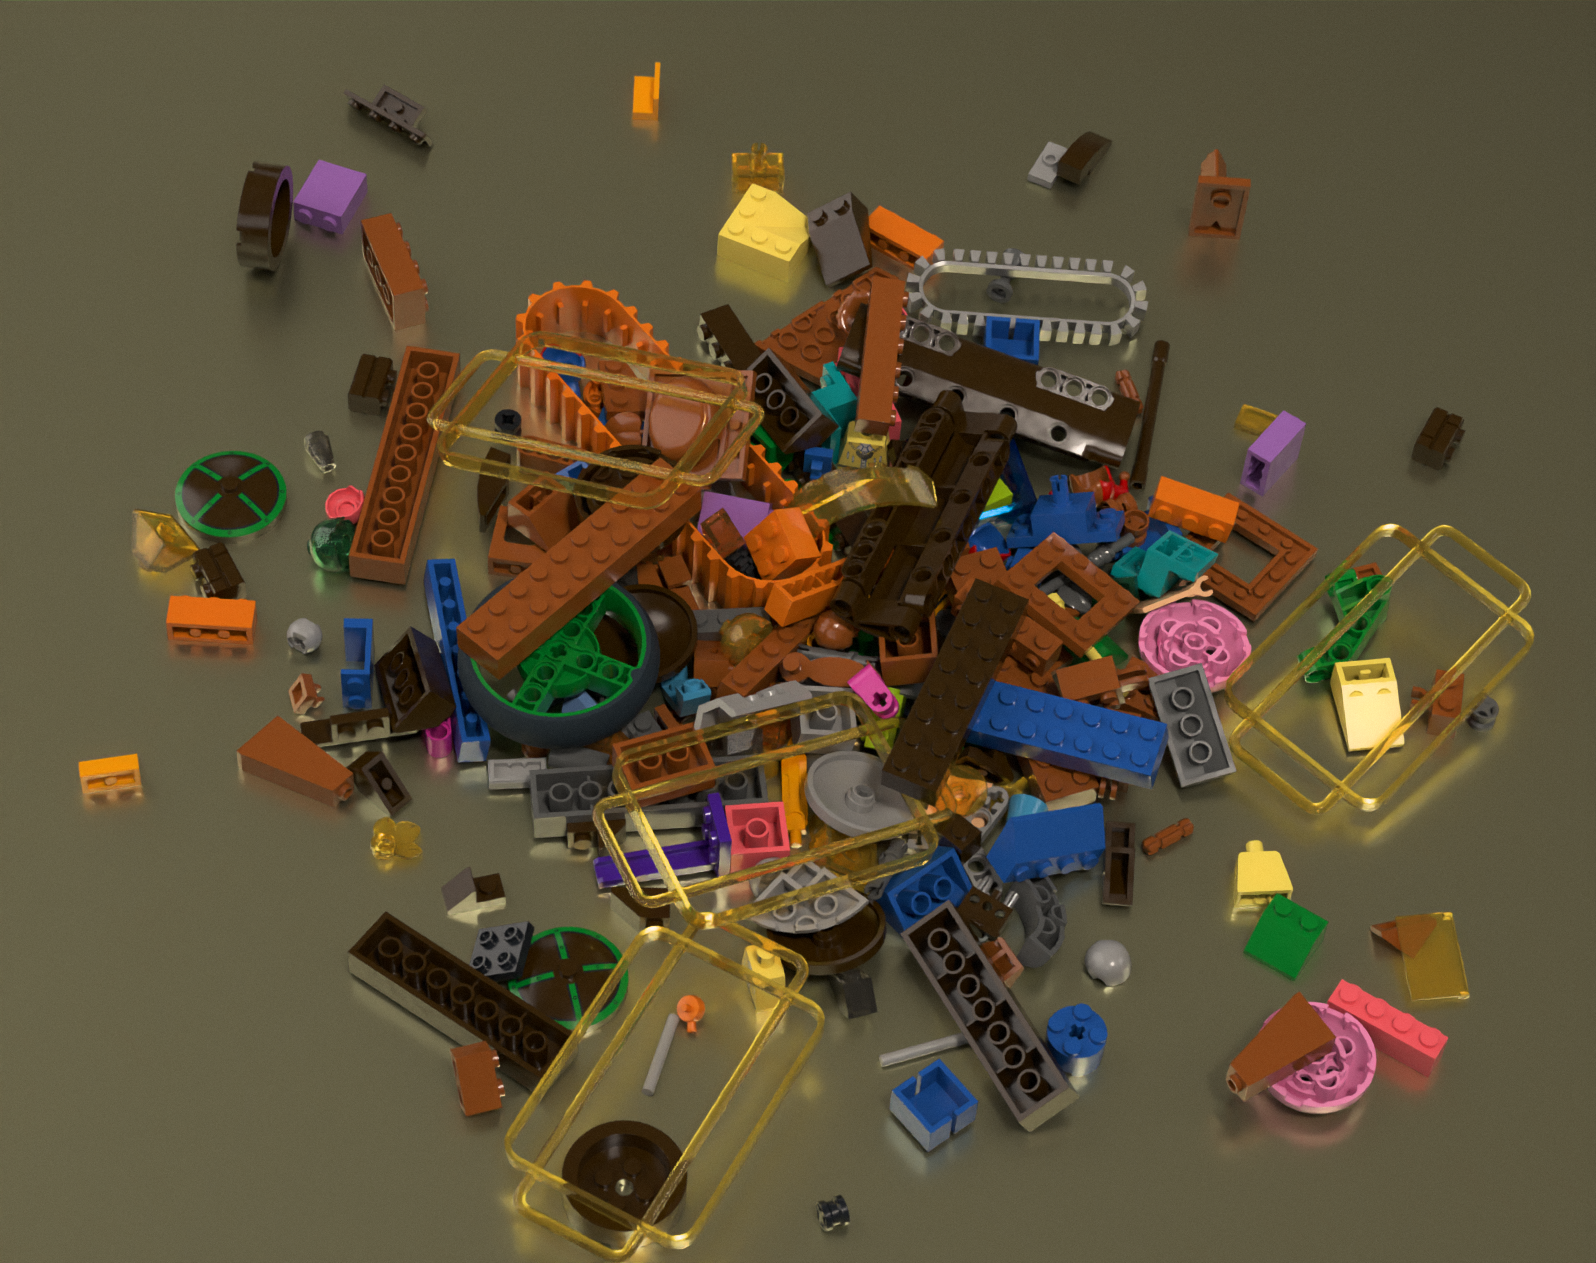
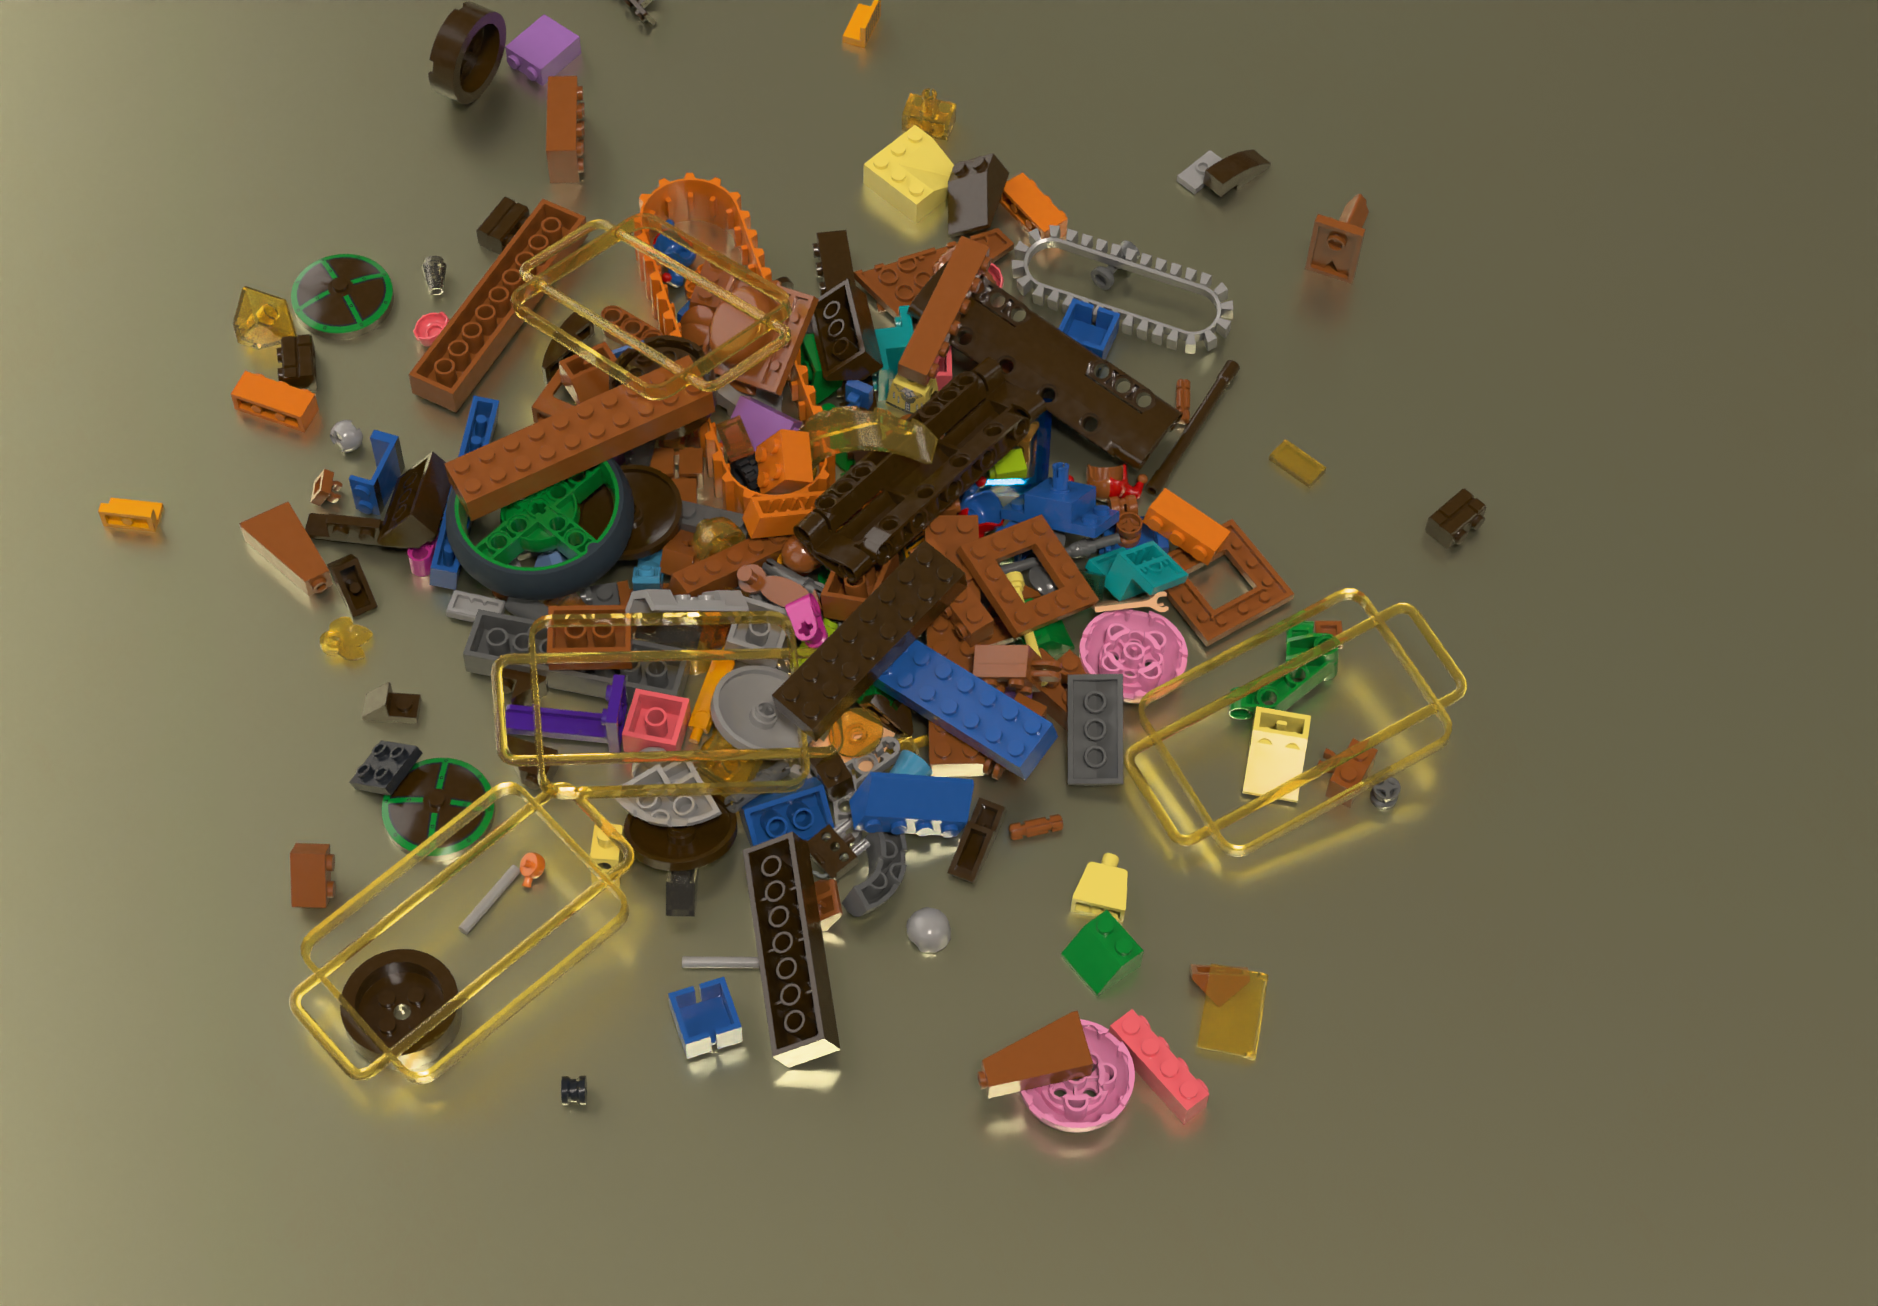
camera: 20 degrees right, 5 degrees up
(331, 544) = (401, 357): clear green cylinder -> none
(458, 999) = (330, 800): dark brown brick -> none
(508, 422) = (603, 298): black wheel -> none
(1076, 1039) = (859, 980): blue brick -> none
(1273, 453) = (1288, 492): medium lavender brick -> none

